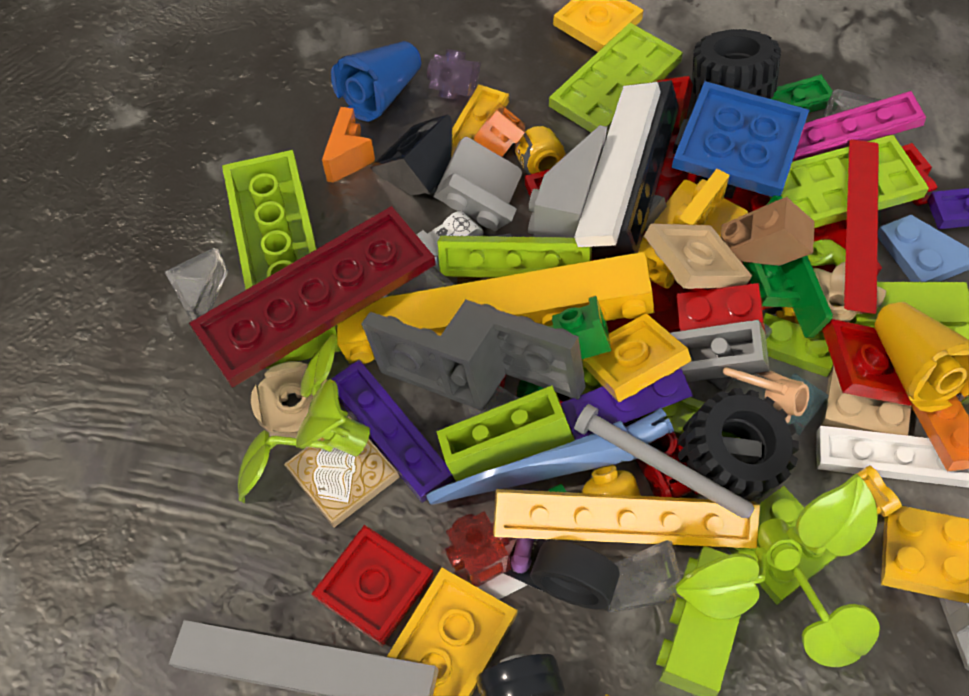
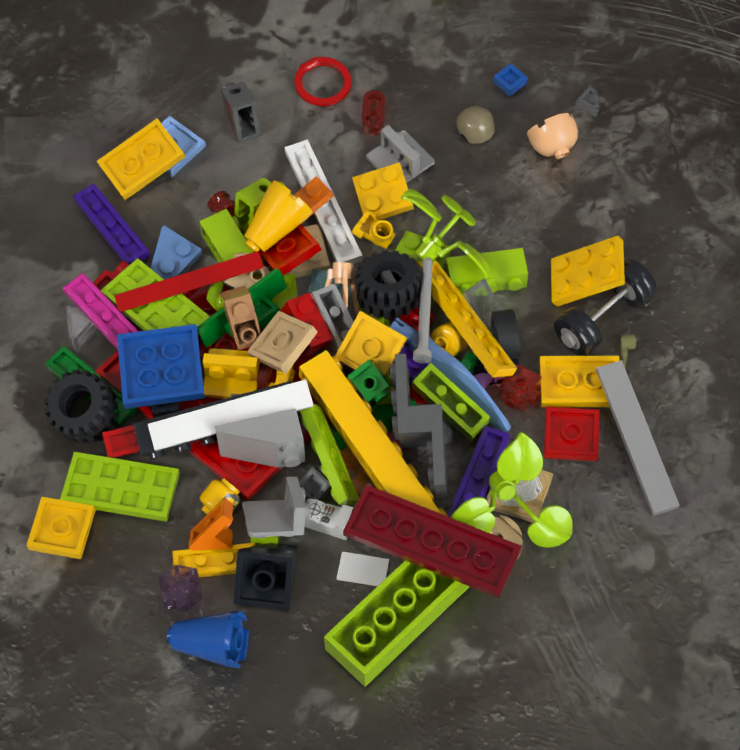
camera: 120 degrees left, 0 degrees up
(199, 281) = (455, 648): clear slope -> none
(345, 149) = (293, 627): orange slope -> none

